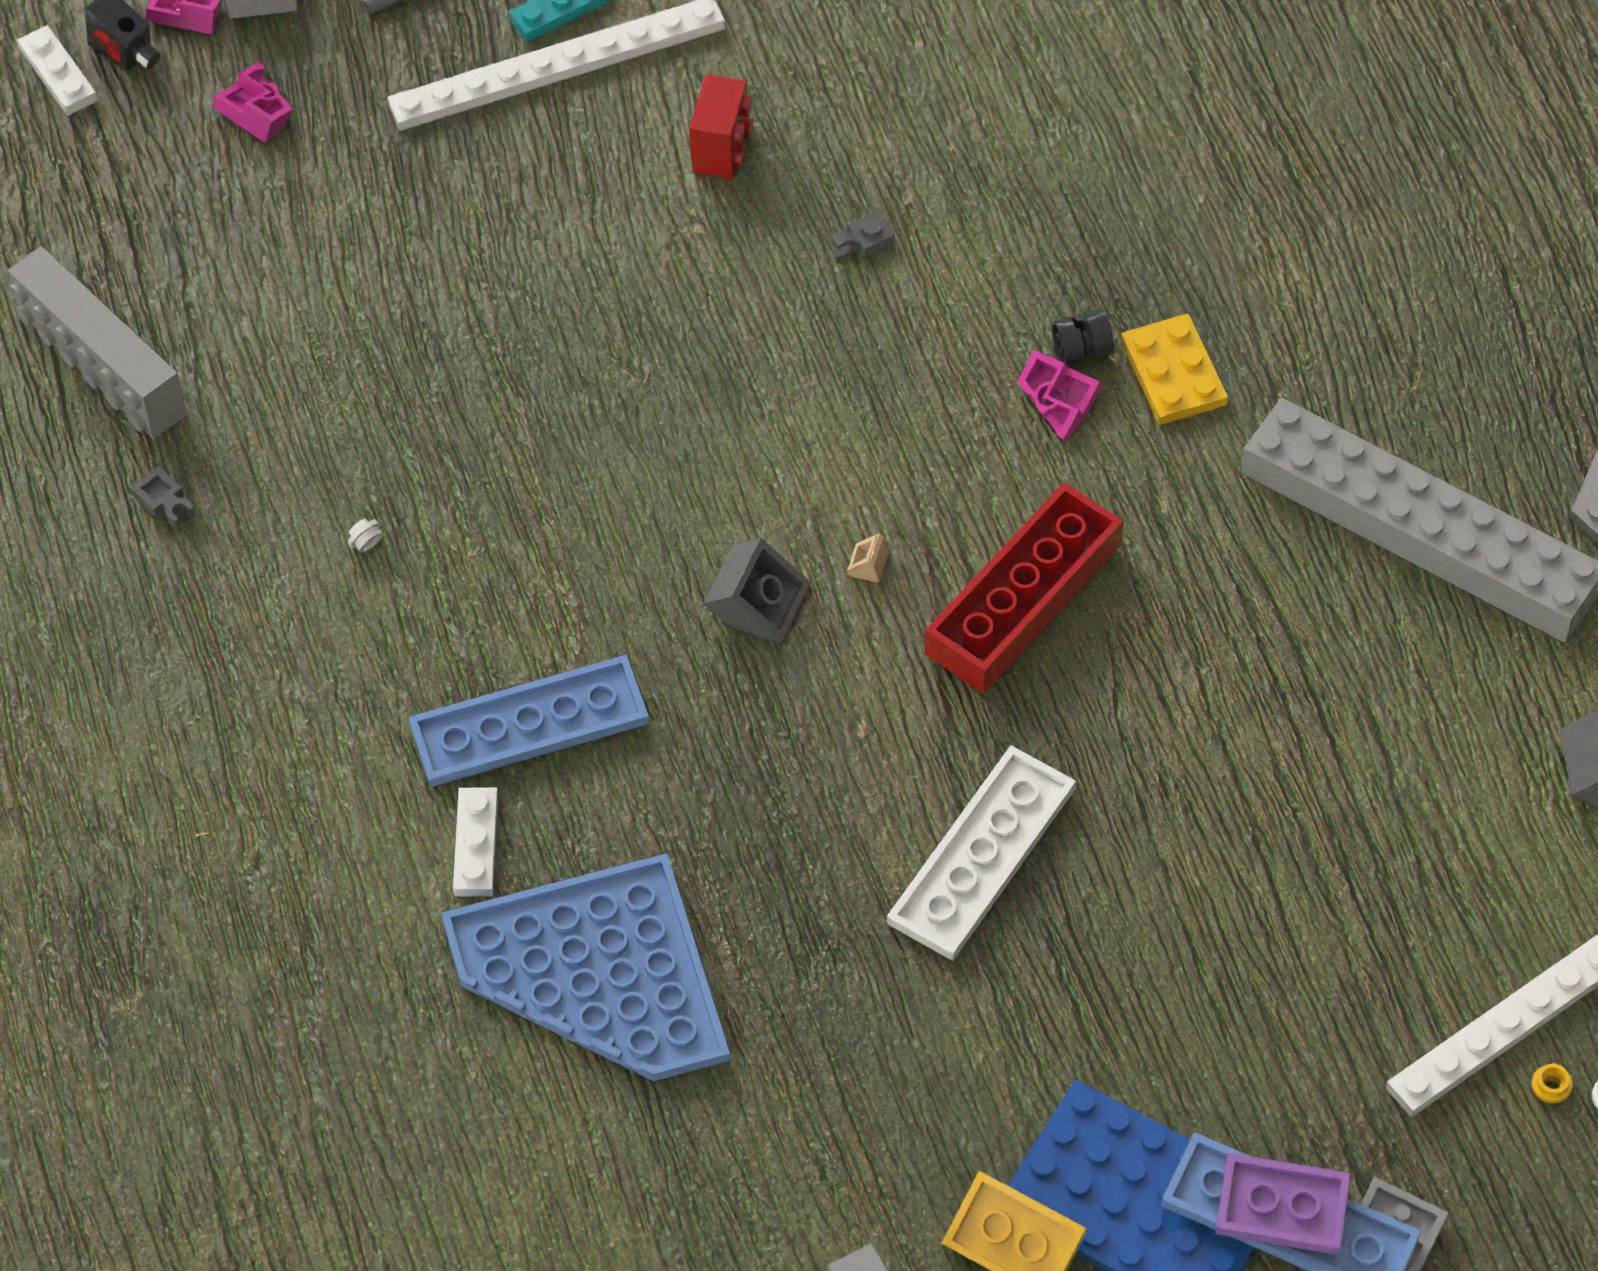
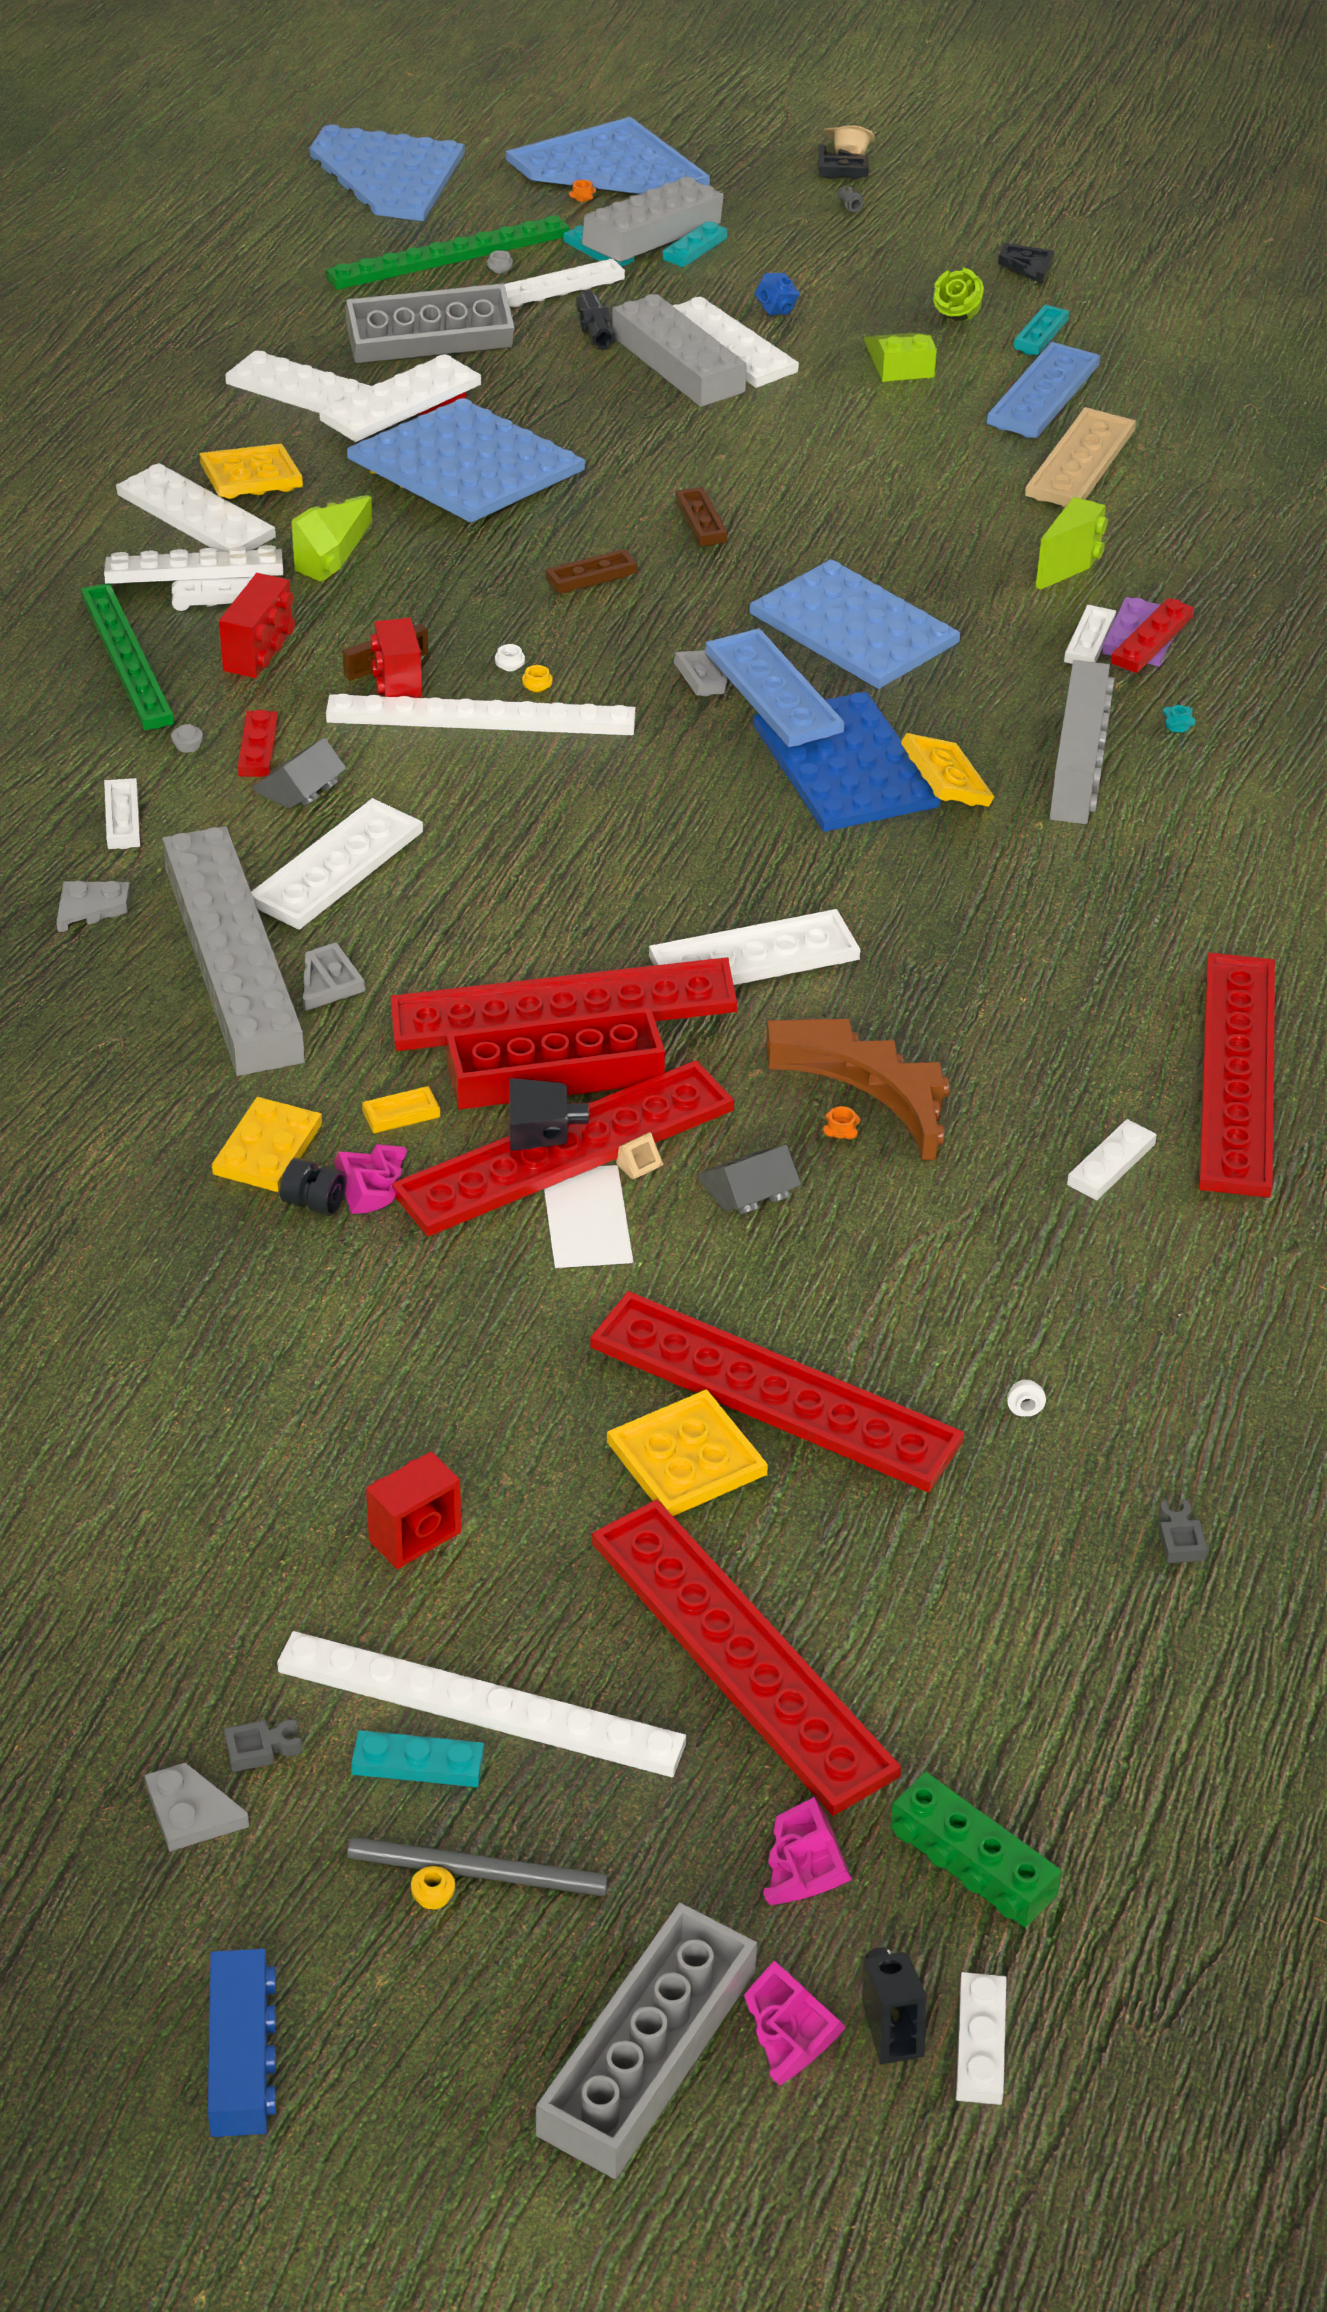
camera: 145 degrees left, 15 degrees down
(96, 343) = (1155, 1681): light grey brick -> none
(142, 167) = (975, 1850): none -> green brick
(411, 200) = (747, 1658): none -> red plate
(434, 1025) = (1238, 1076): none -> red plate
(528, 720) = (1005, 1201): medium blue plate -> none
(564, 415) = (778, 1391): none -> red plate
(582, 319) = (687, 1453): none -> yellow plate
(598, 964) = (1088, 1040): medium blue plate -> none
(731, 703) = (841, 1123): none -> orange plate
(754, 786) = (834, 1051): none -> dark orange arch
(861, 485) = (588, 1219): none -> white sticker
(864, 234) = (382, 1375): dark grey plate -> none
(934, 525) = (498, 1176): none -> red plate
(970, 507) = (541, 1114): none -> black torso
(1075, 655) = (669, 990): none -> red plate
(1109, 473) = (401, 1109): none -> yellow tile
(1283, 1203) = (778, 675): medium lavender plate -> none
(1313, 556) = (329, 977): none -> light grey wing
(1454, 688) = (335, 863): none -> white plate

